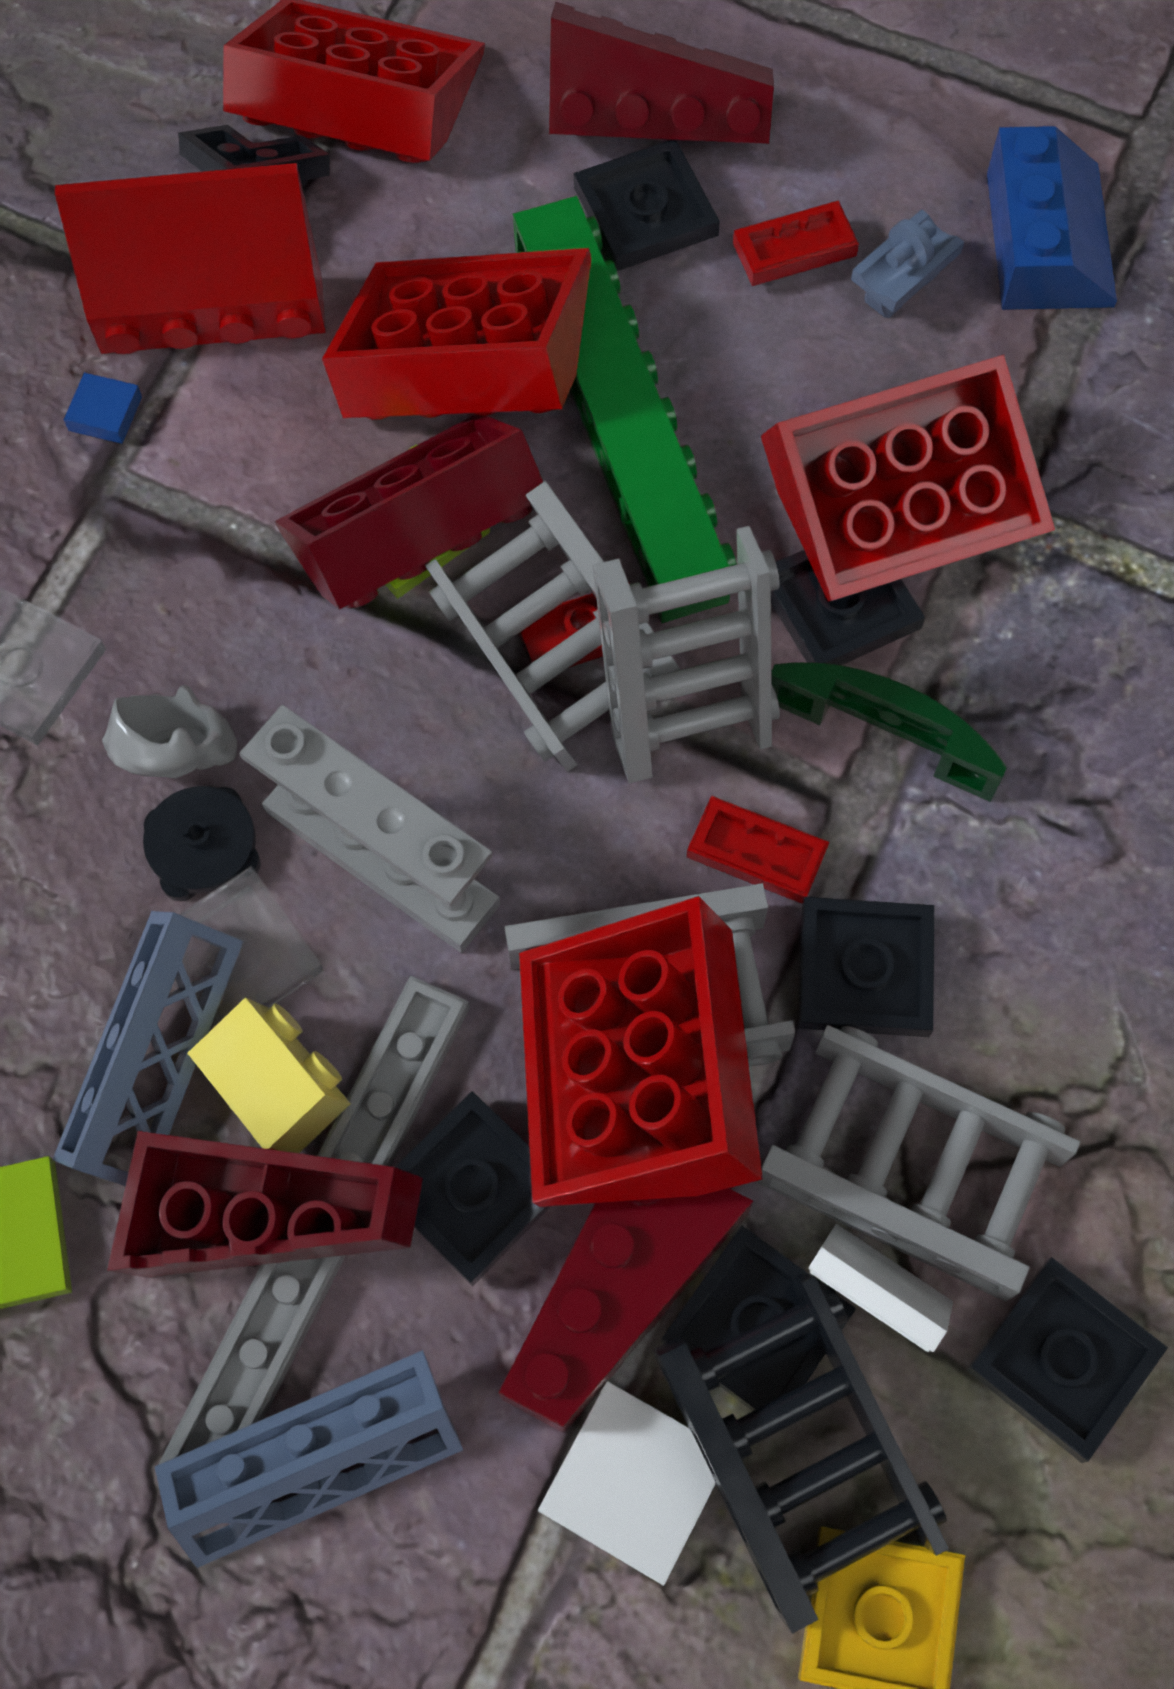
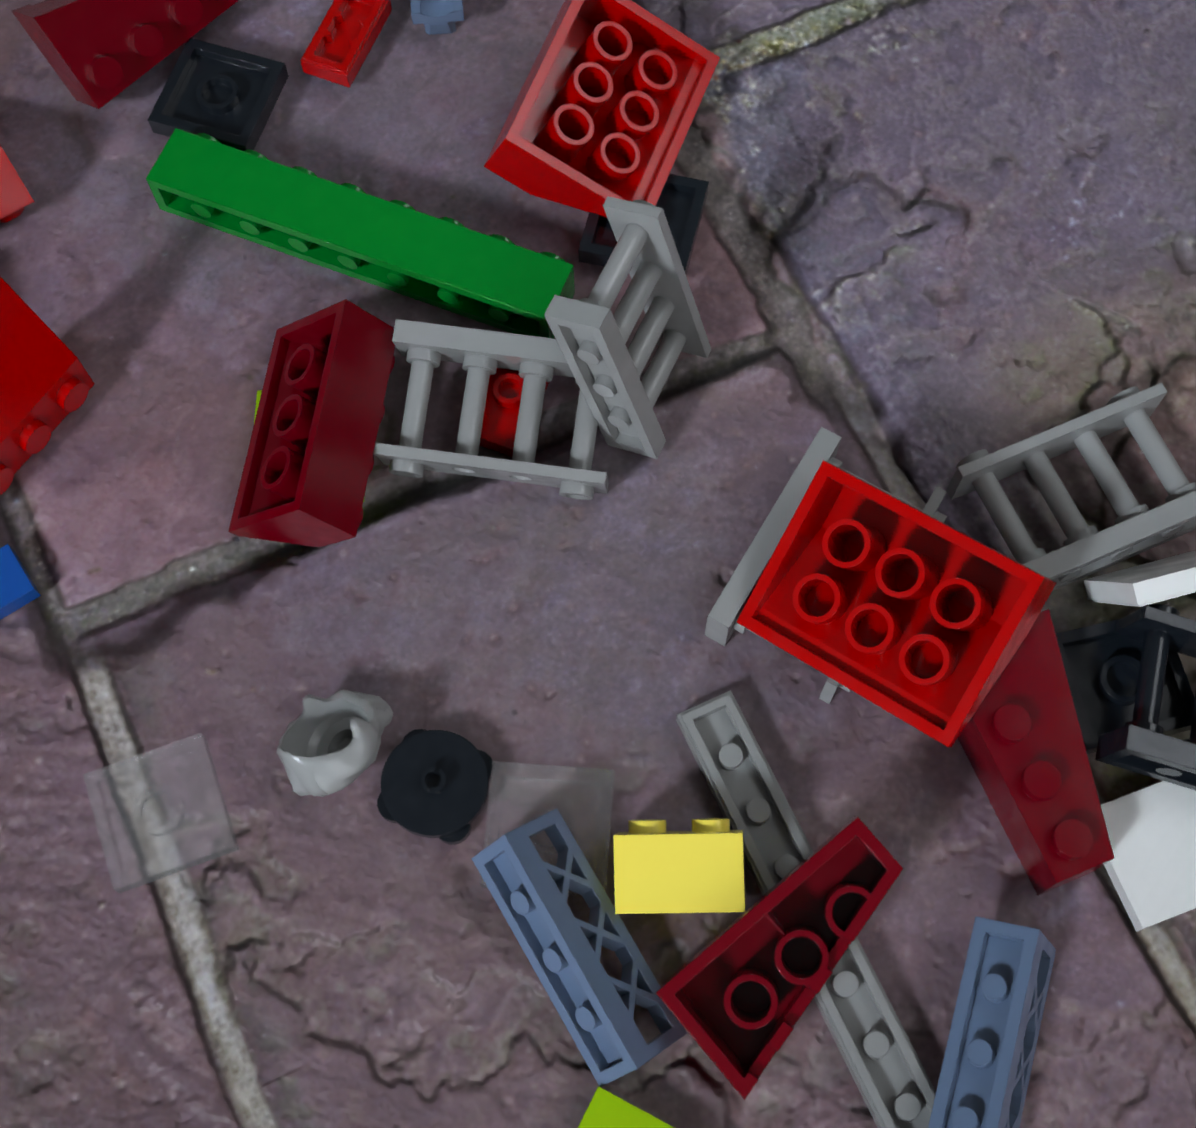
camera: 50 degrees left, 0 degrees up
(373, 828) = (558, 644): light grey fence -> none
(462, 335) = (210, 287): red slope -> none
(473, 1188) = (884, 781): black plate -> none
(757, 849) = (781, 416): red plate -> none
(867, 966) = (924, 417): black plate -> none
(965, 755) = (824, 239): dark green slope -> none

